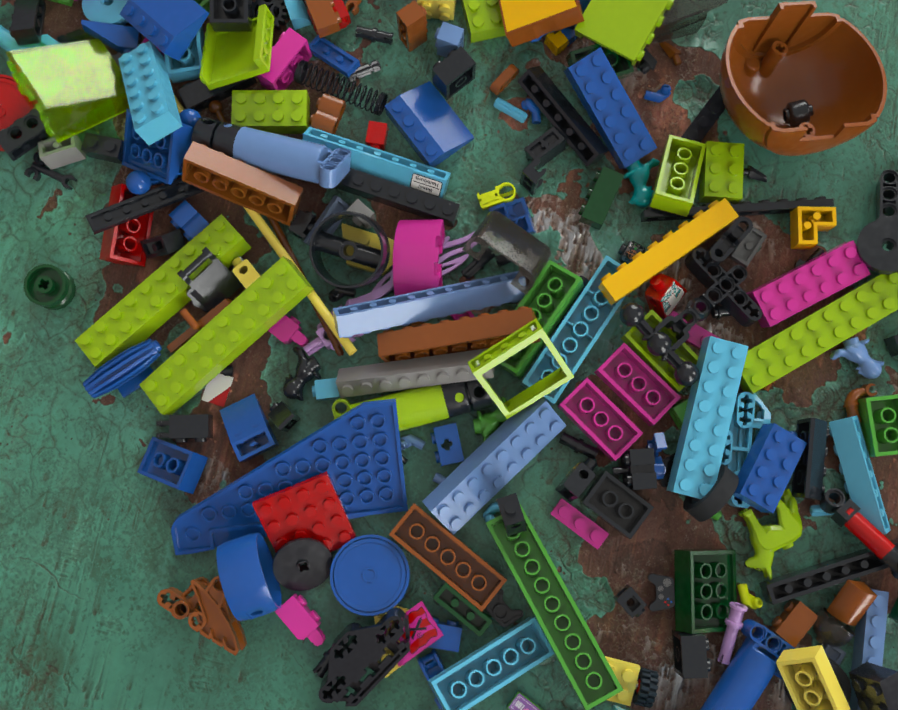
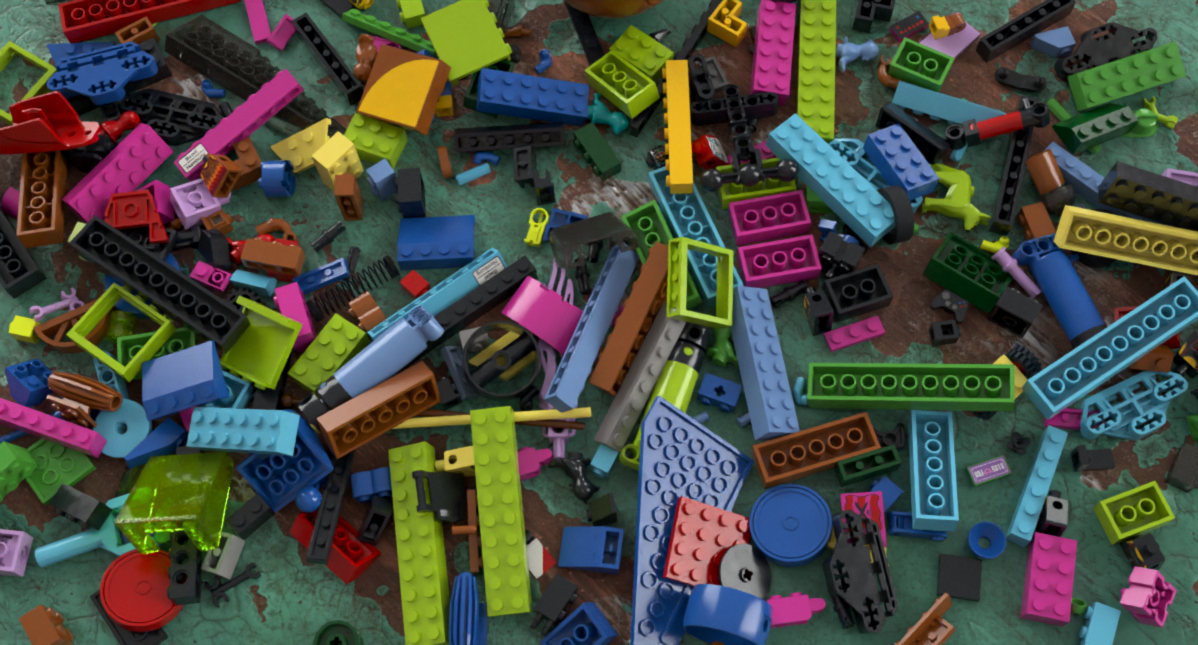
camera: 55 degrees left, 15 degrees down
(511, 514) = (811, 369): black torso -> none

